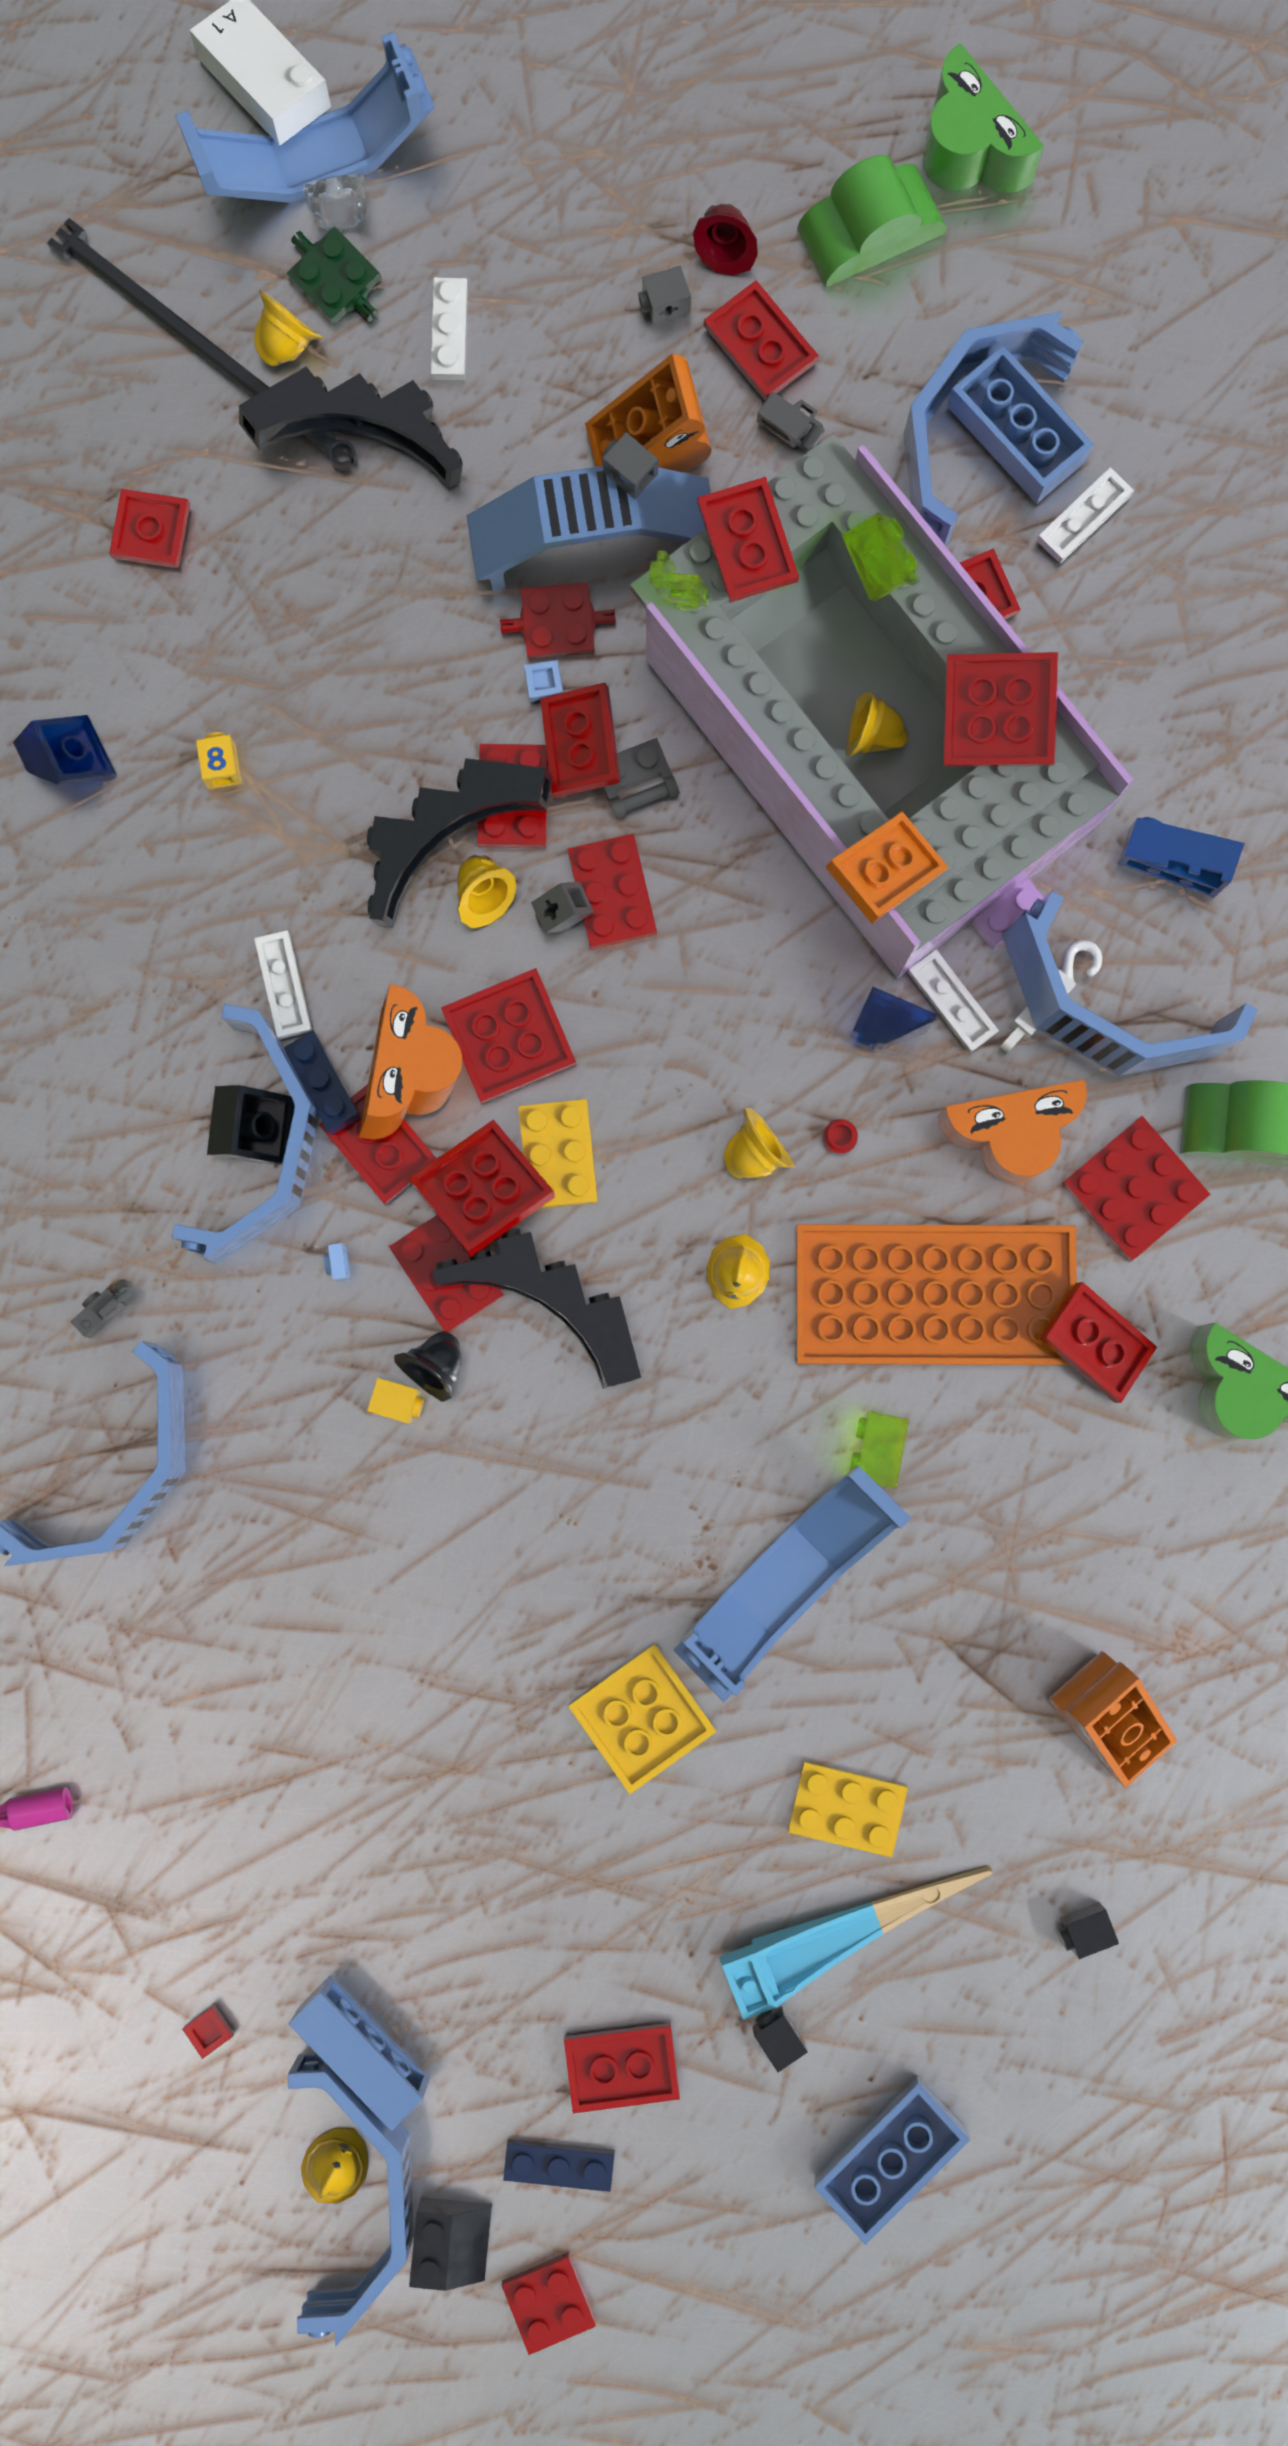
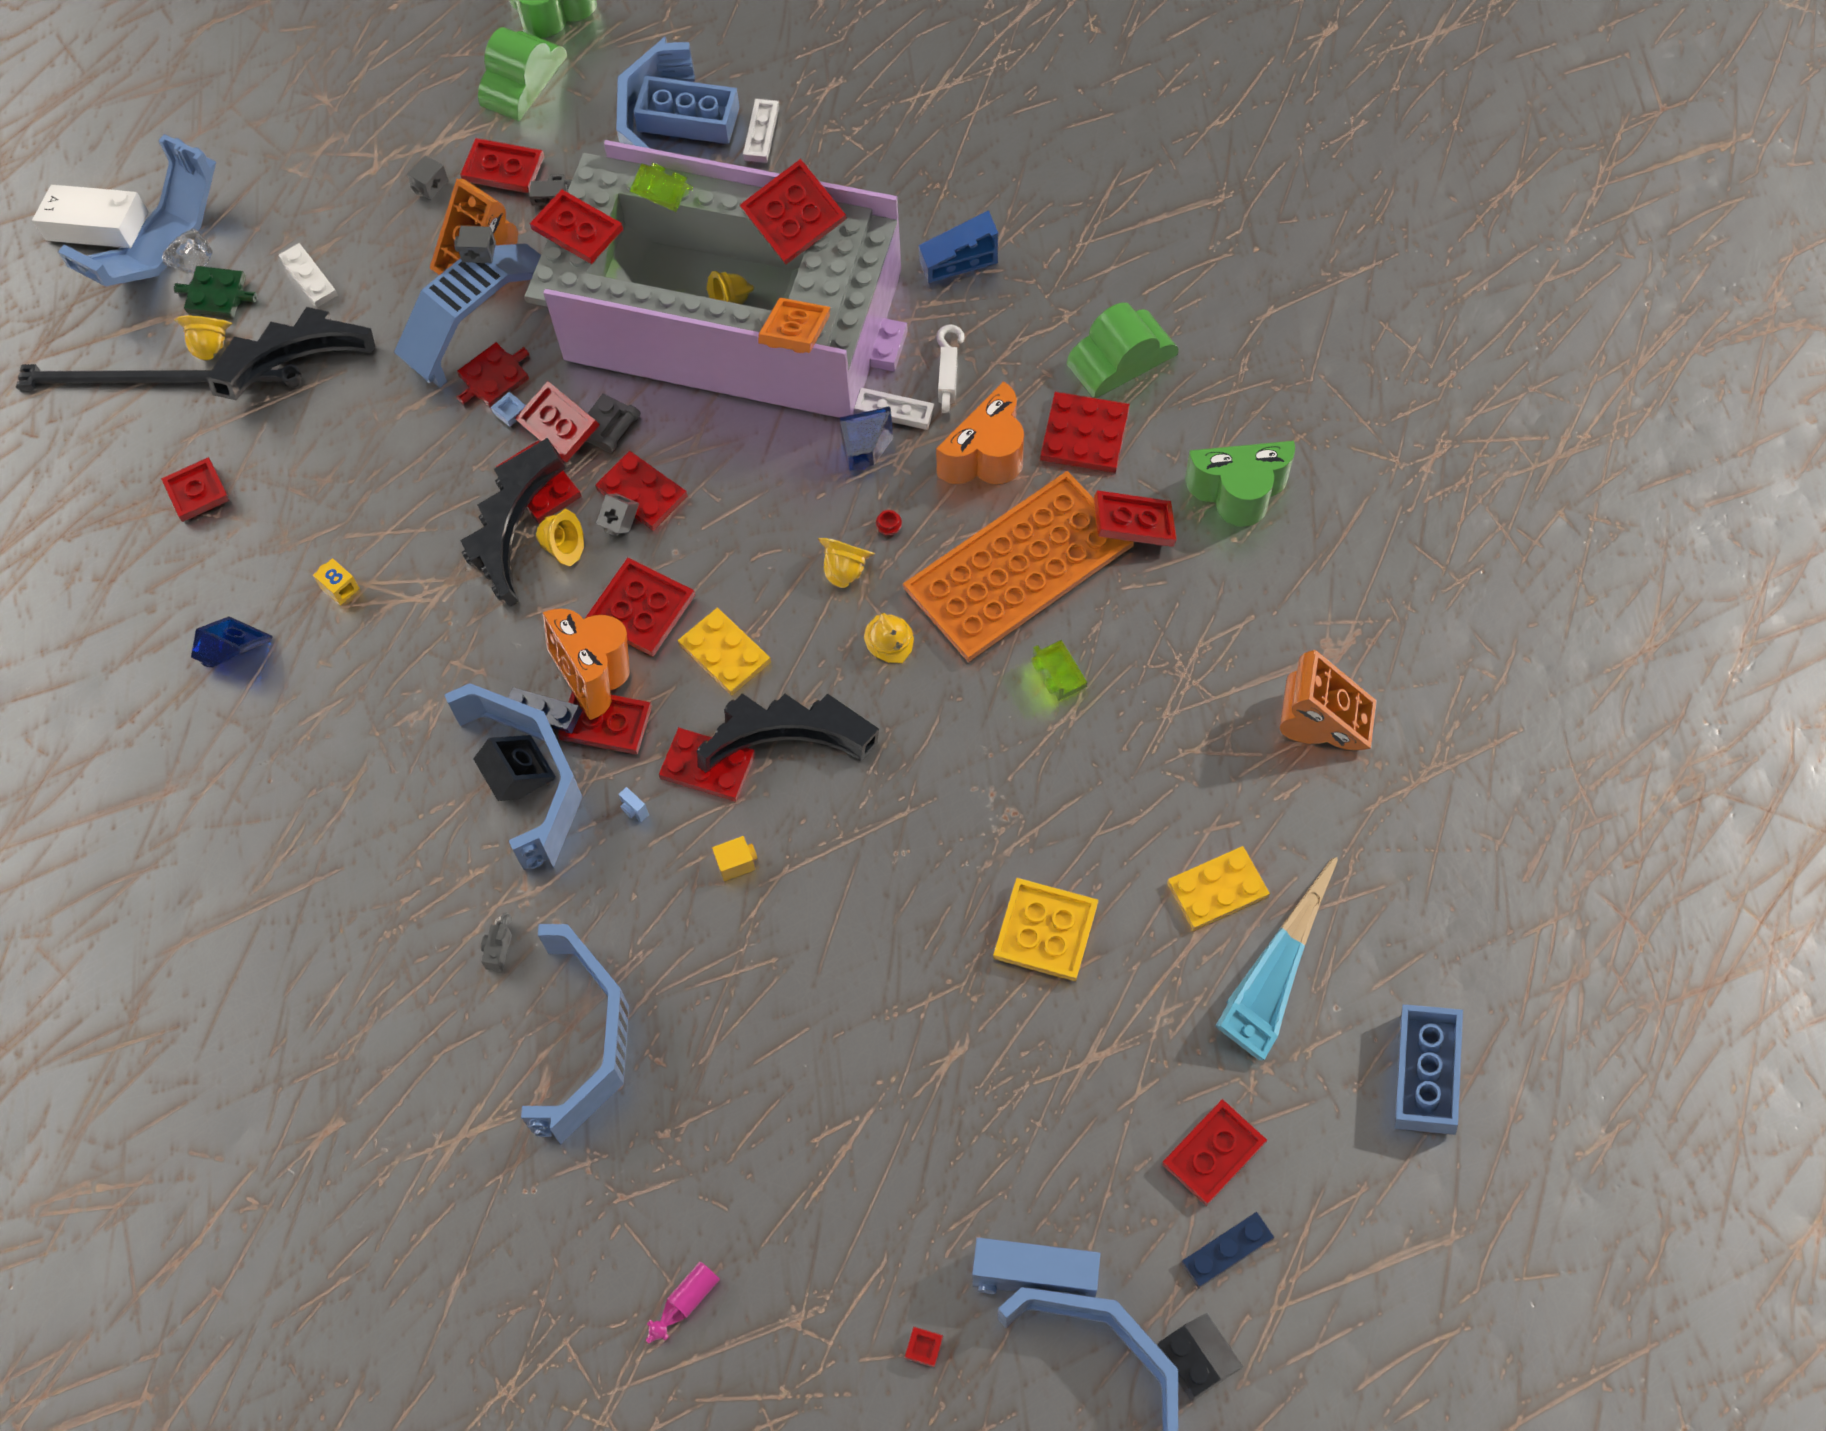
camera: 35 degrees left, 20 degrees down
(283, 984) = (468, 670): white plate -> none
(335, 2166) = (1082, 1373): yellow piece -> none
(433, 1364) = (741, 818): black piece -> none
(482, 1188) = (691, 694): red plate -> none
(548, 2303) = (1297, 1346): red plate -> none
(674, 588) = (554, 267): clear neon green bracket -> none
(725, 240) = (443, 130): dark red piece -> none
(779, 2038) = (1295, 1053): black brick -> none
(788, 1580) = (1068, 761): medium blue panel -> none
(1085, 1031) = (982, 356): medium blue panel -> none
(1087, 1931) = (1423, 844): black brick -> none

